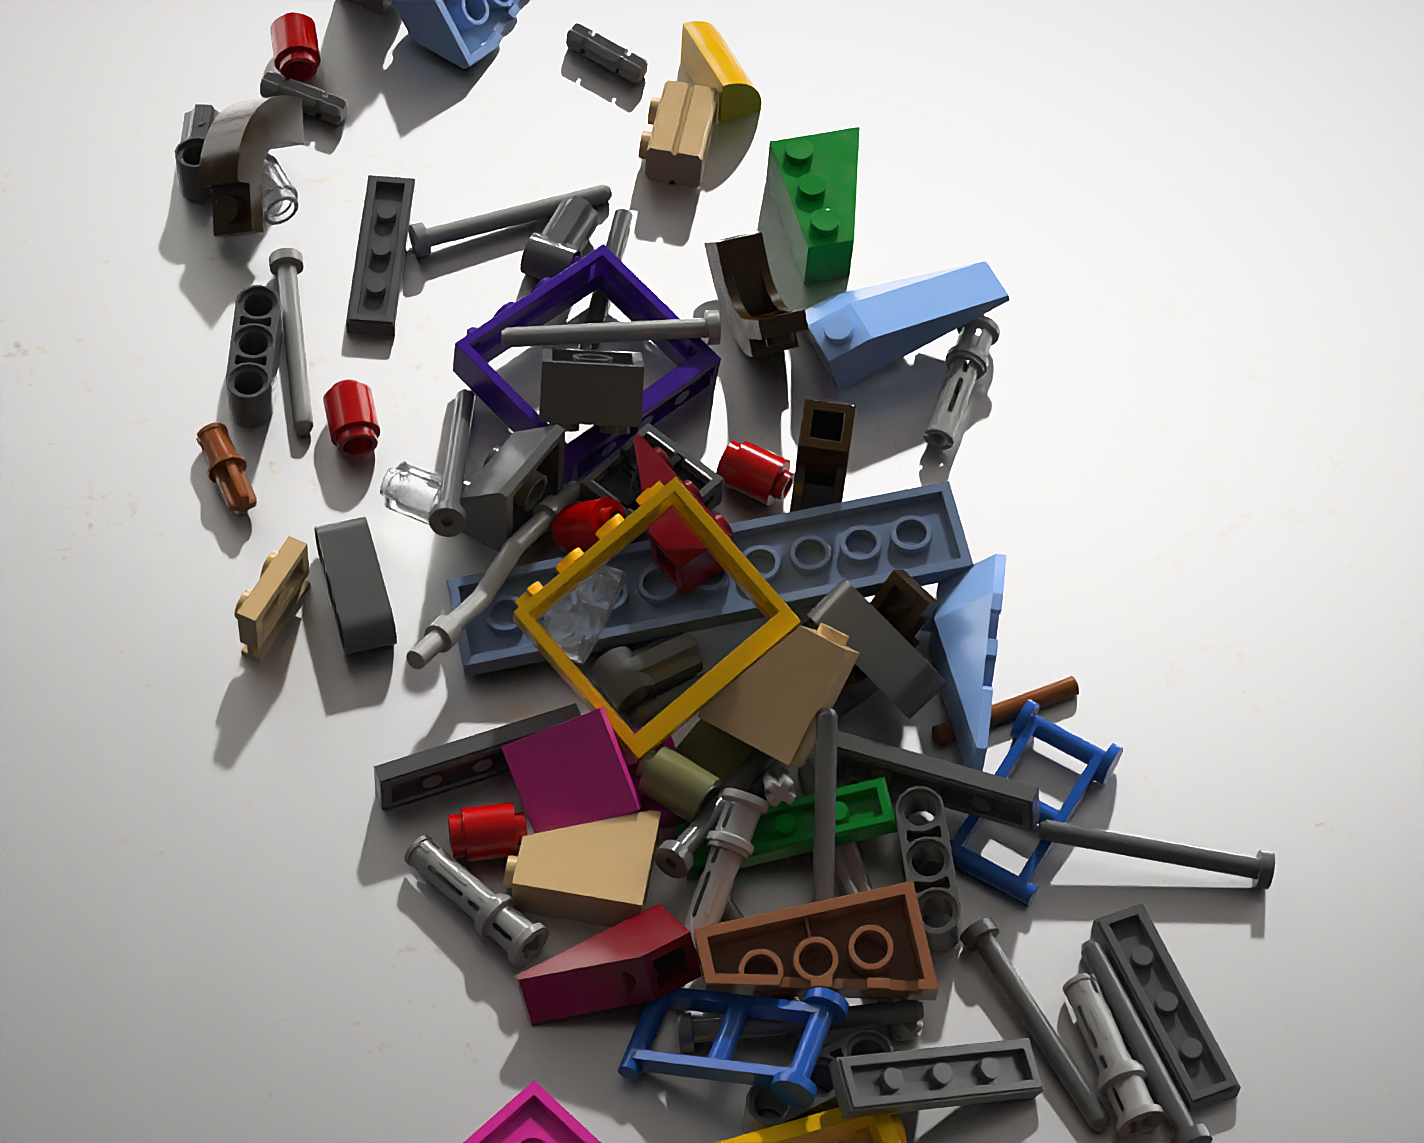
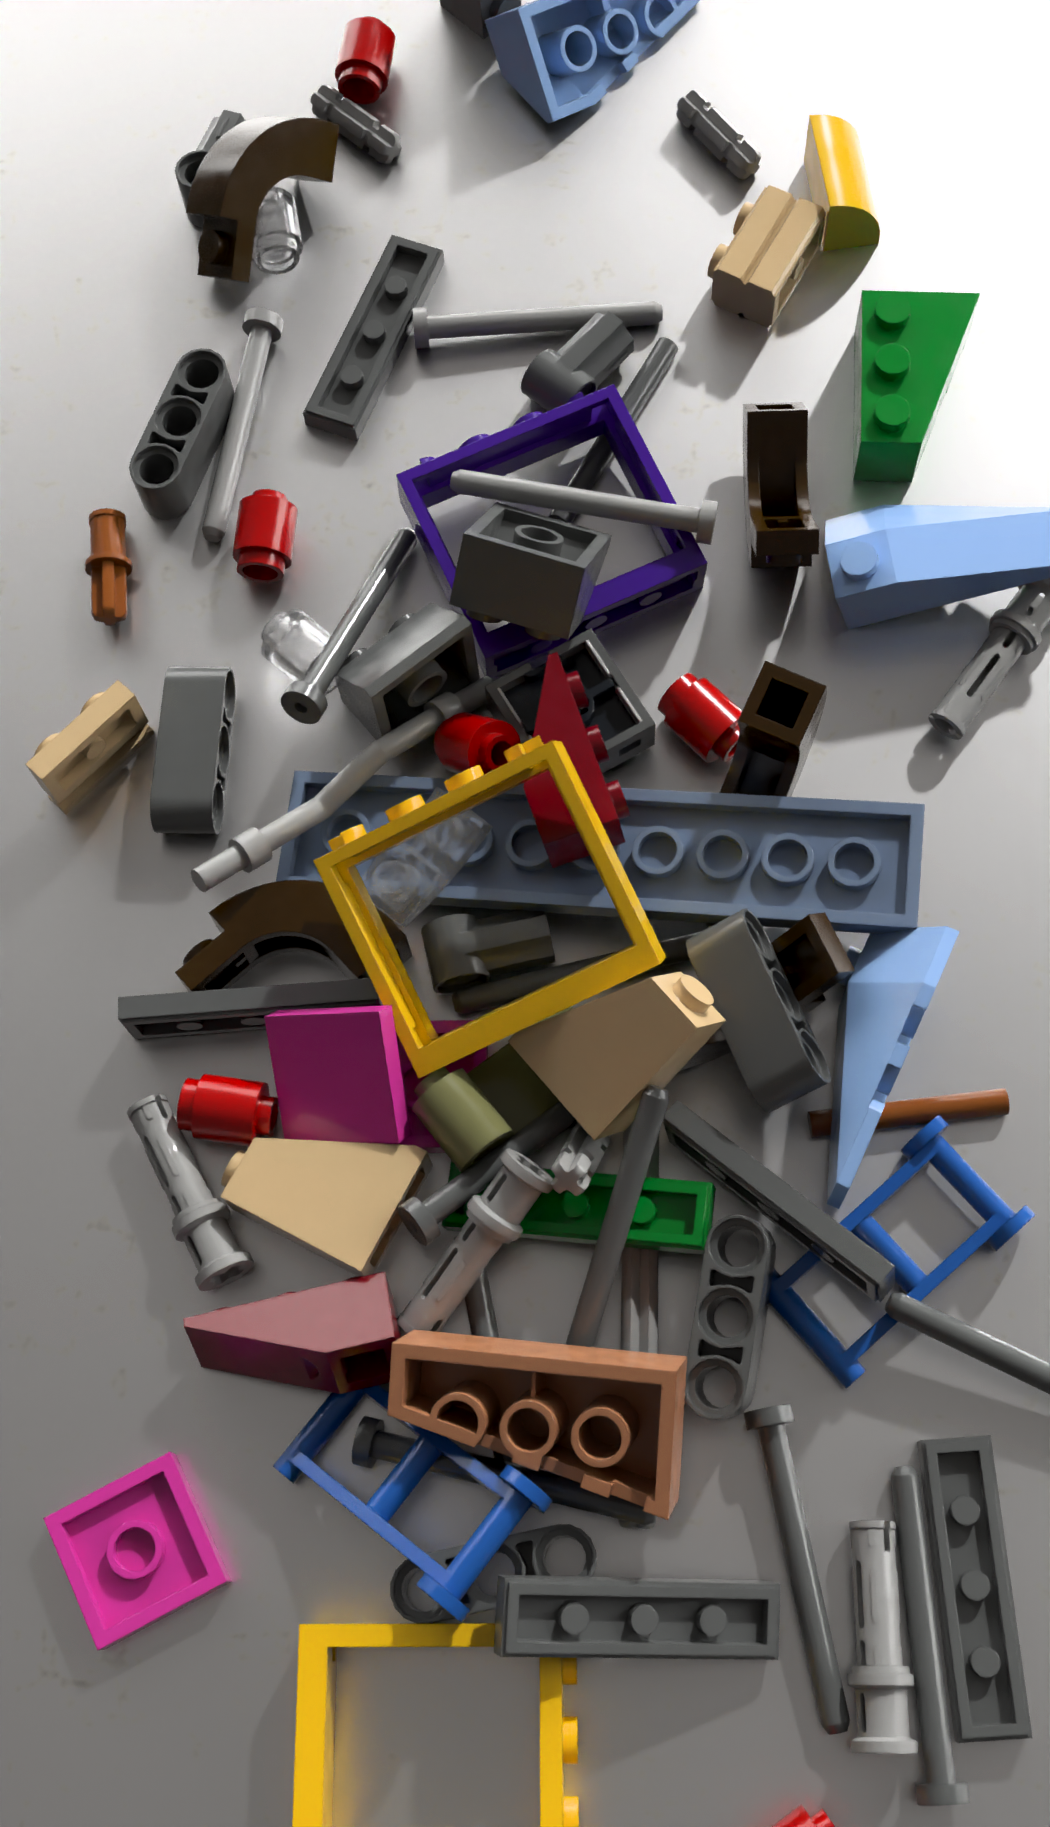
camera: 30 degrees right, 15 degrees up
(488, 685) = (273, 922): none -> dark brown arch

